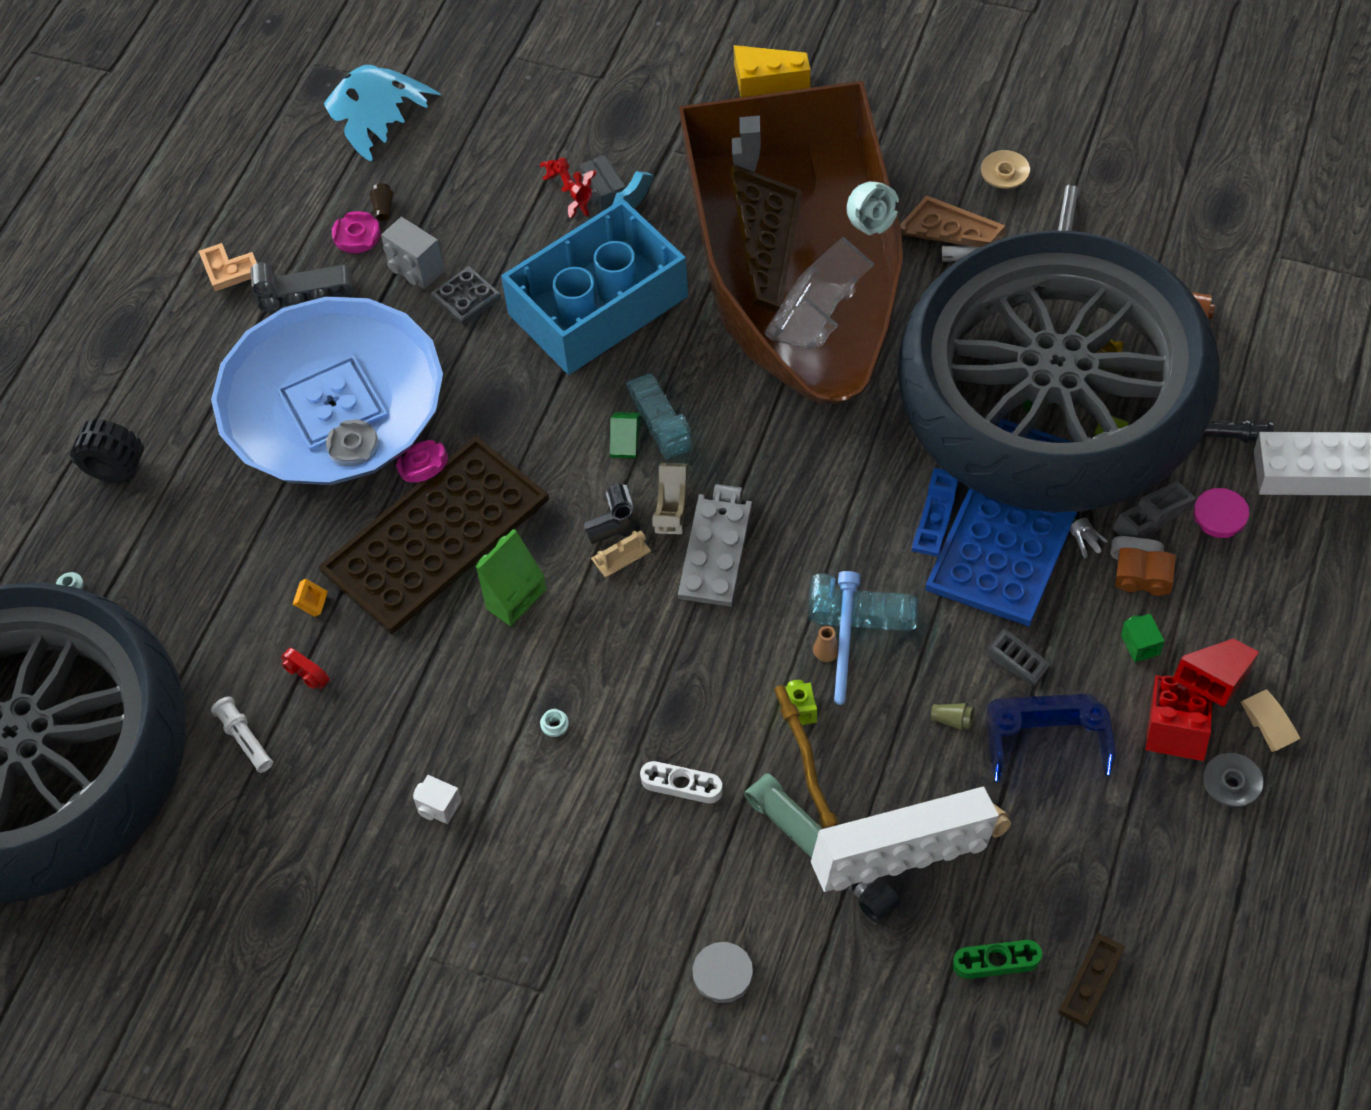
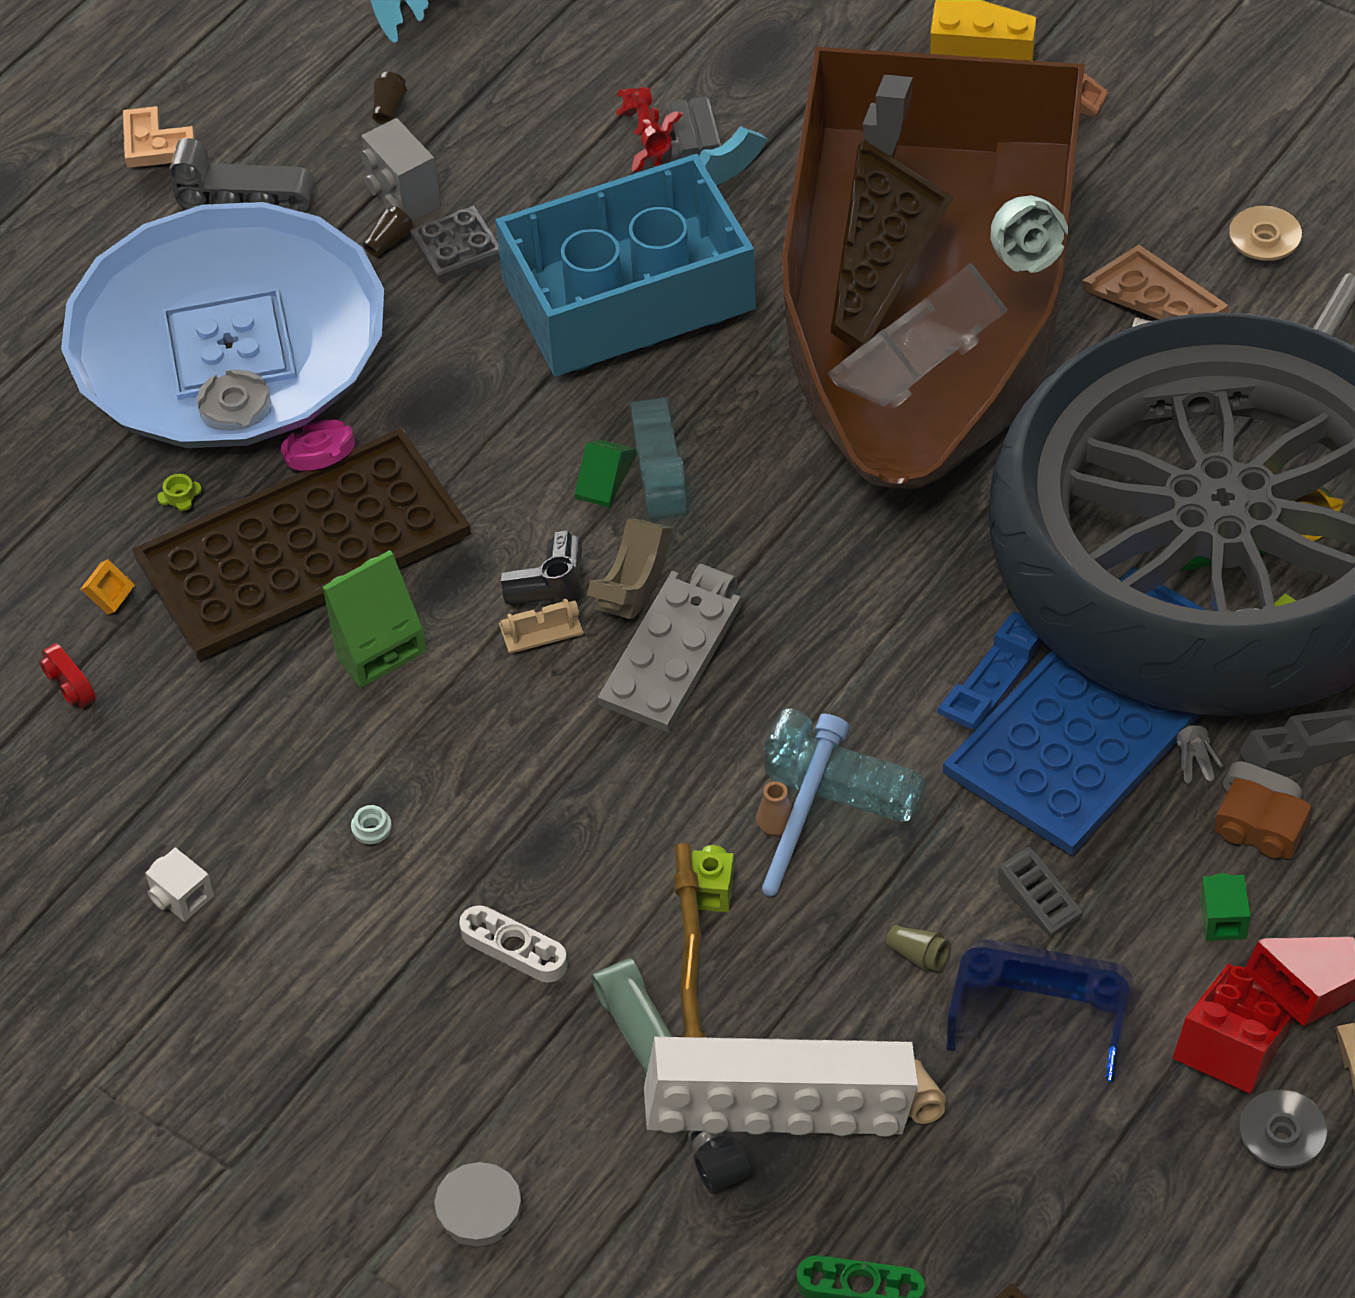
camera: 15 degrees right, 5 degrees down
(332, 512) = (179, 491): none -> lime plate
(356, 232) = (338, 130): dark pink tile -> none
(417, 294) = (389, 229): none -> dark brown cone

